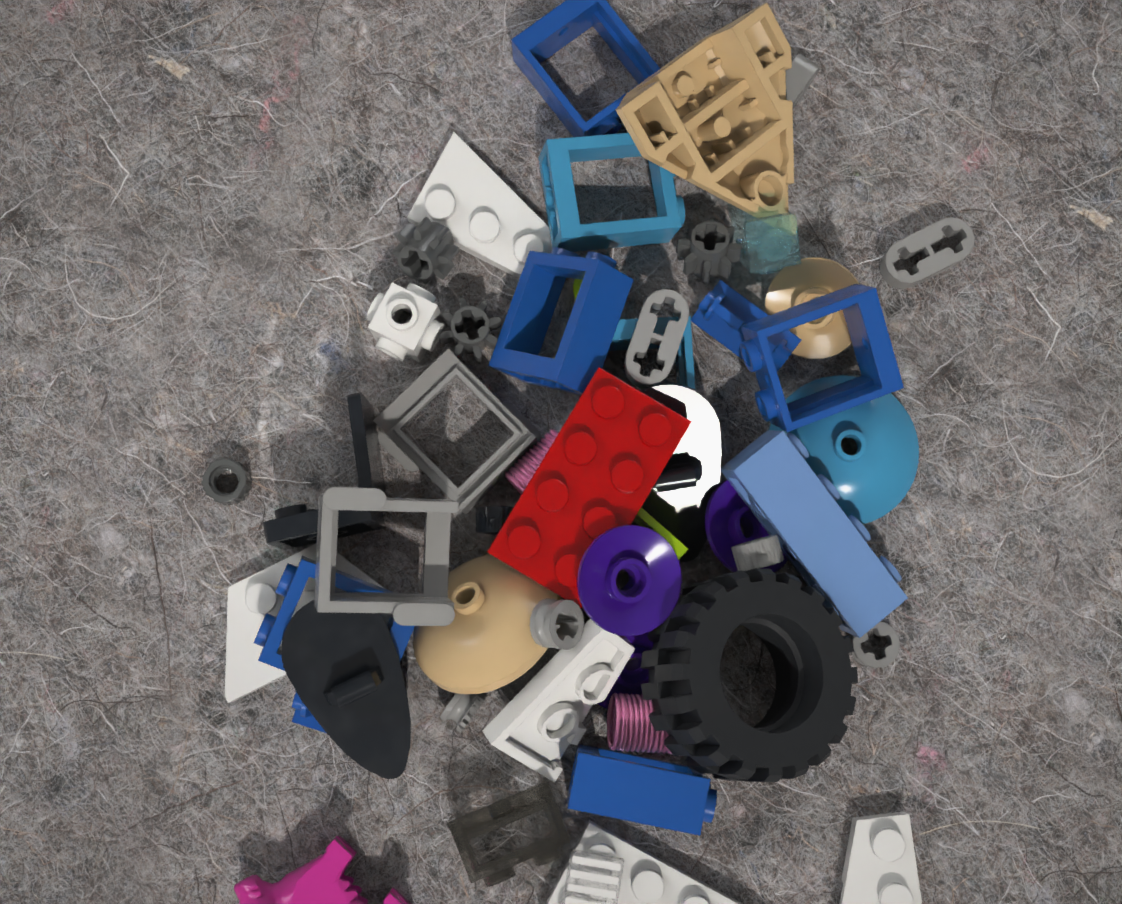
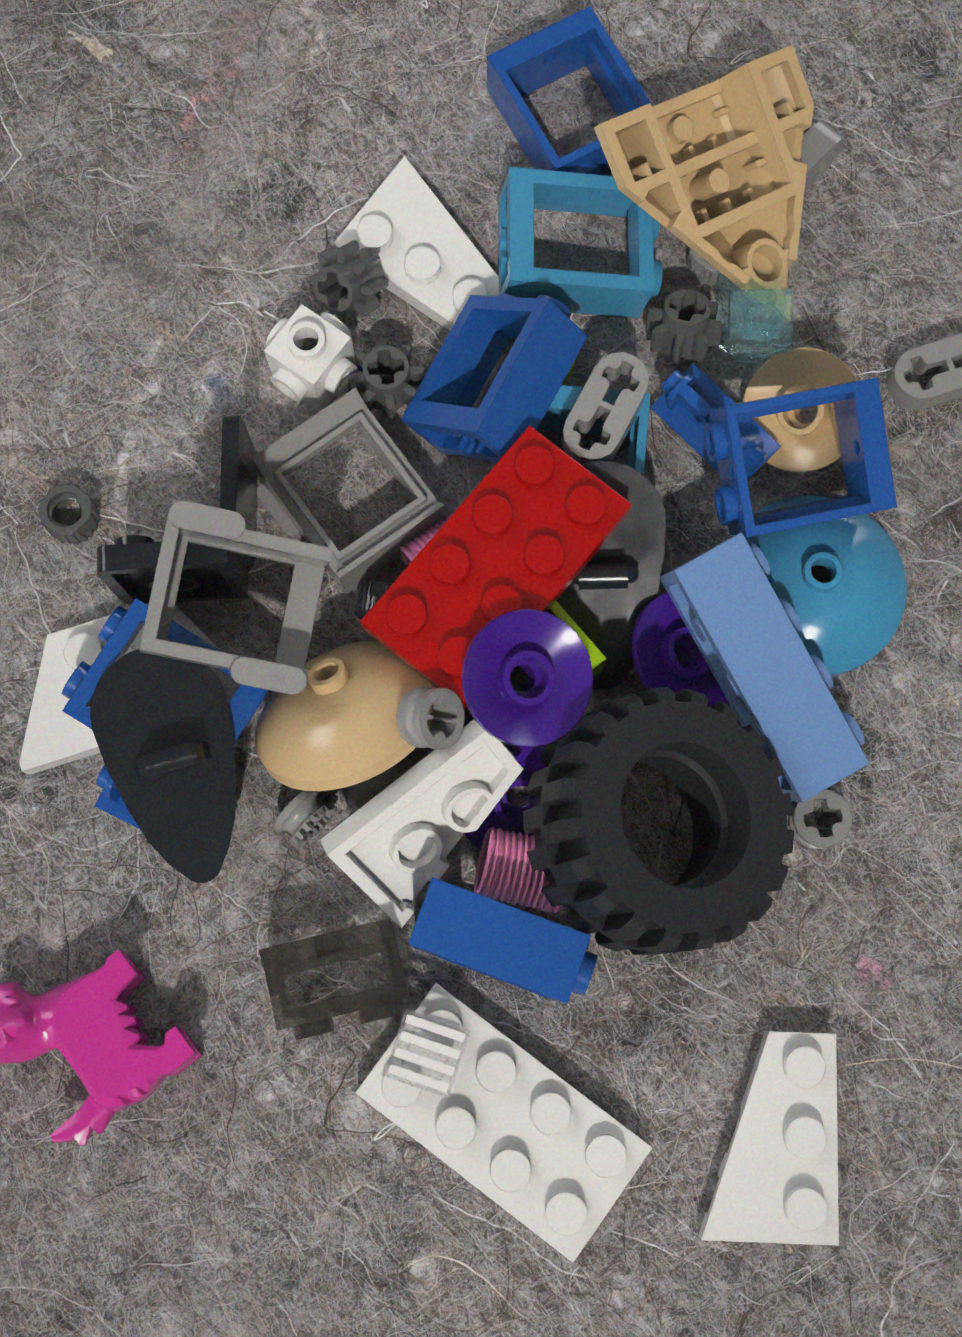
camera: 10 degrees right, 5 degrees down
(758, 553) = (694, 674): light grey axle -> none

